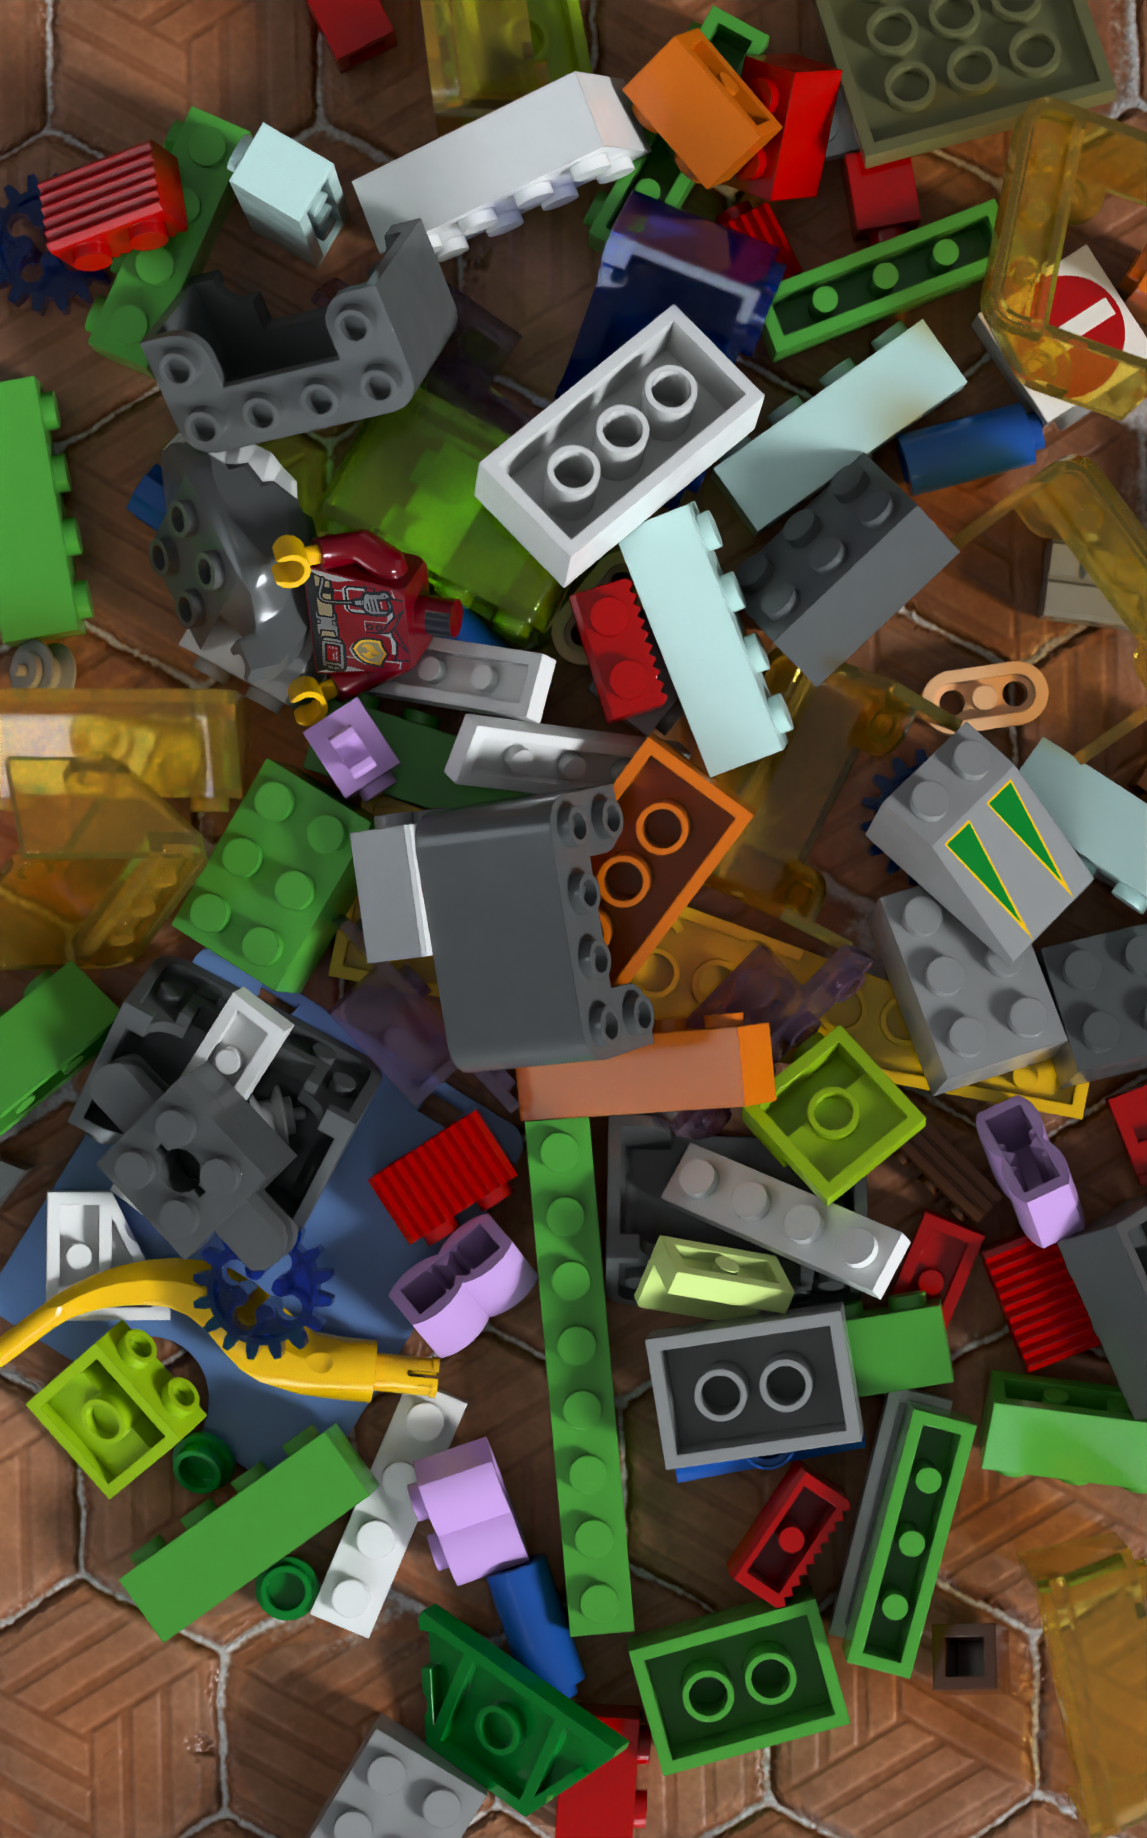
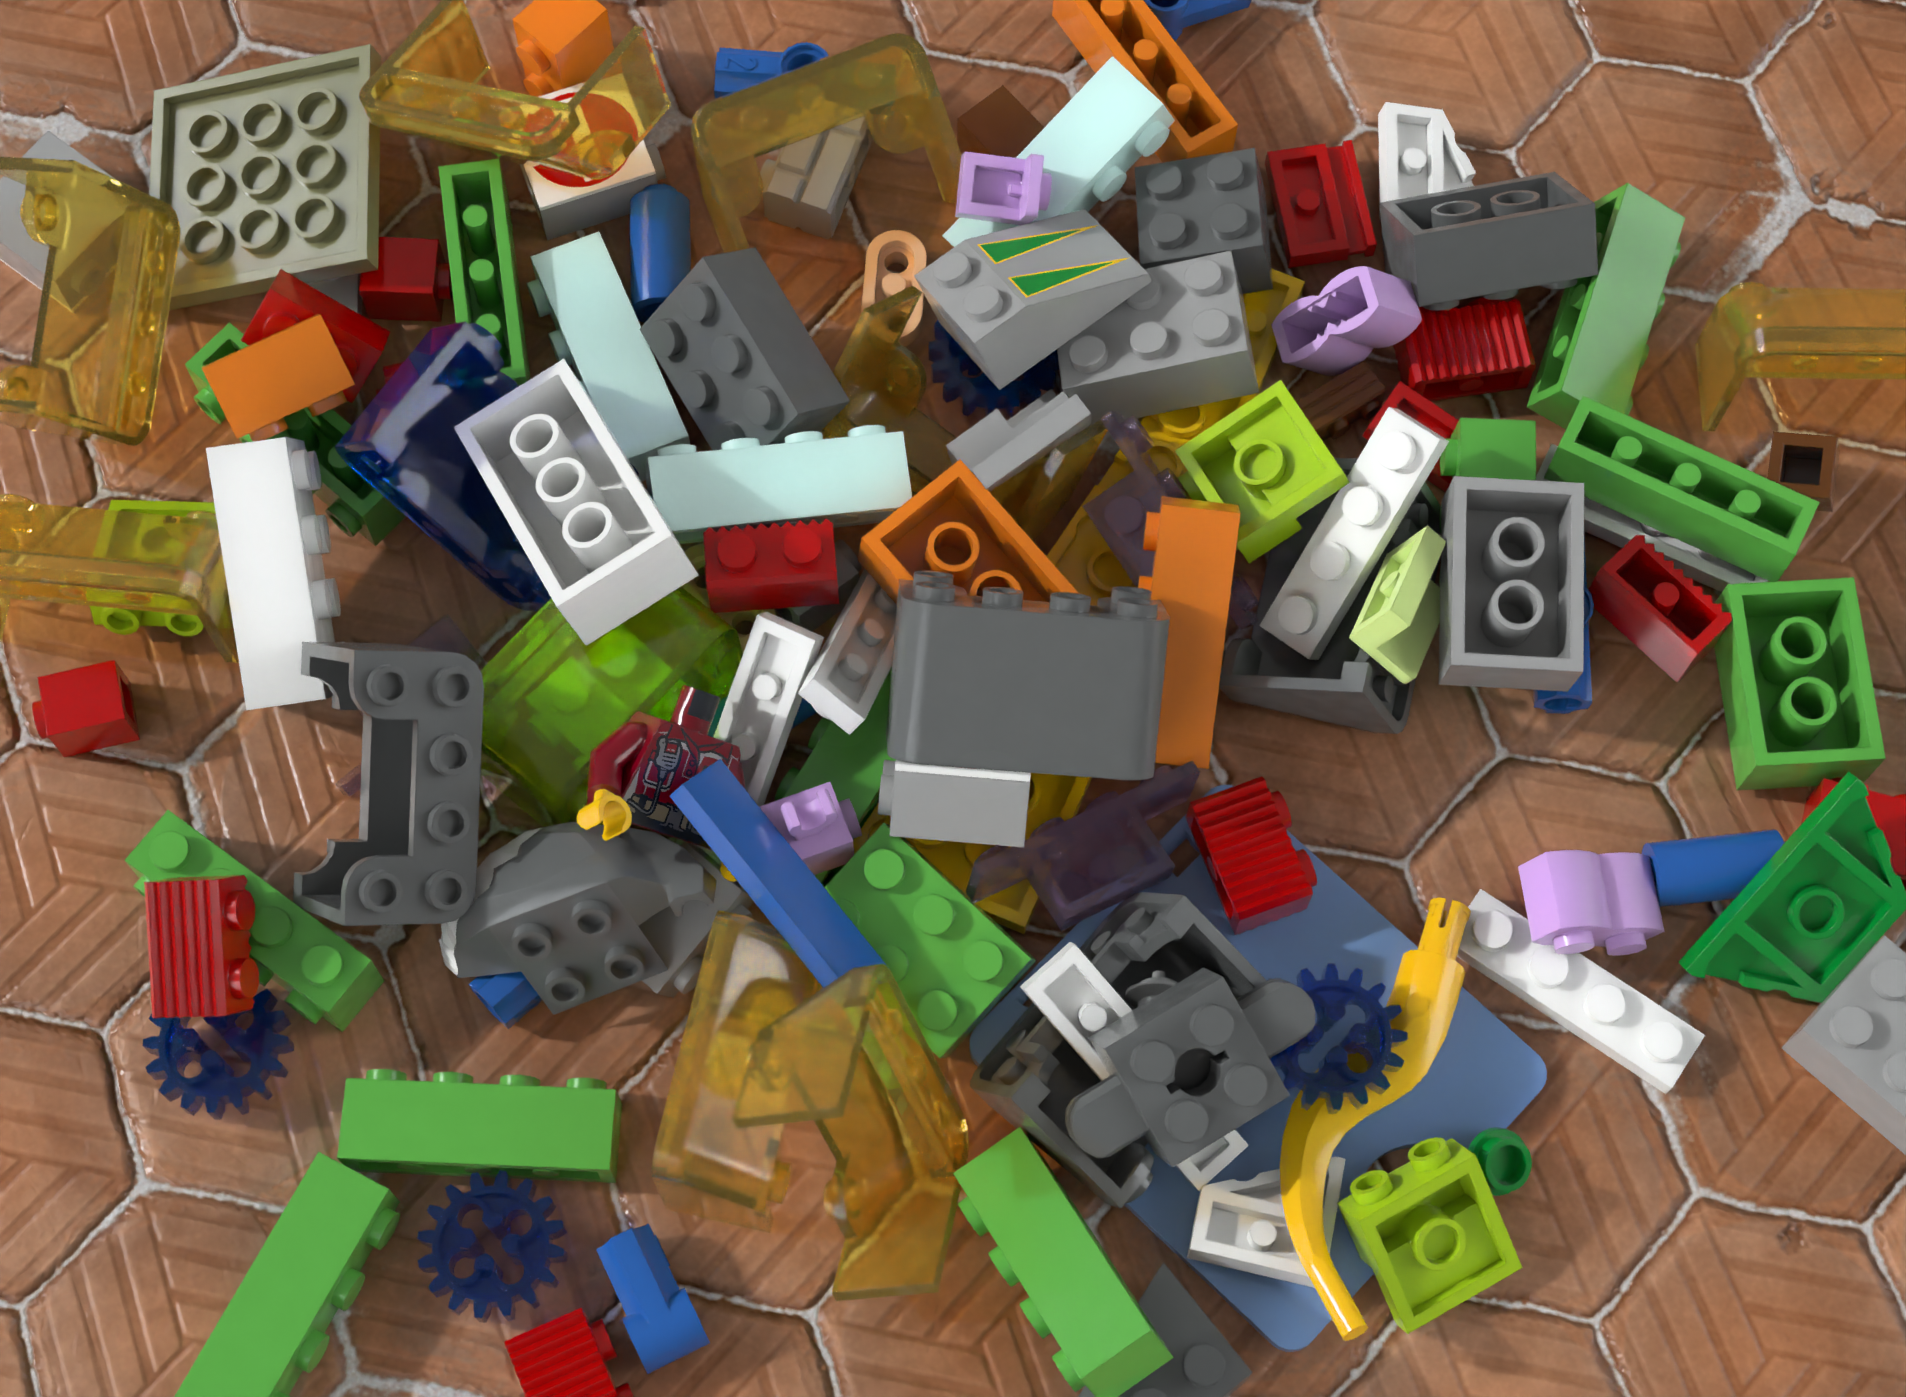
camera: 80 degrees left, 20 degrees down
(43, 666) = (637, 1143): light grey wheel -> none
(249, 1531) = (1579, 1121): bright green brick -> none
(281, 737) = (773, 874): none -> blue tile
(287, 1588) = (1641, 1107): green plate -> none
(288, 193) = (240, 765): light aqua brick -> none
(464, 1285) = (1365, 865): lavender brick -> none
(579, 1376) = (1471, 771): bright green brick -> none
(812, 868) = (1002, 448): none -> light grey slope
(1087, 790) = (1002, 188): none -> lavender bracket

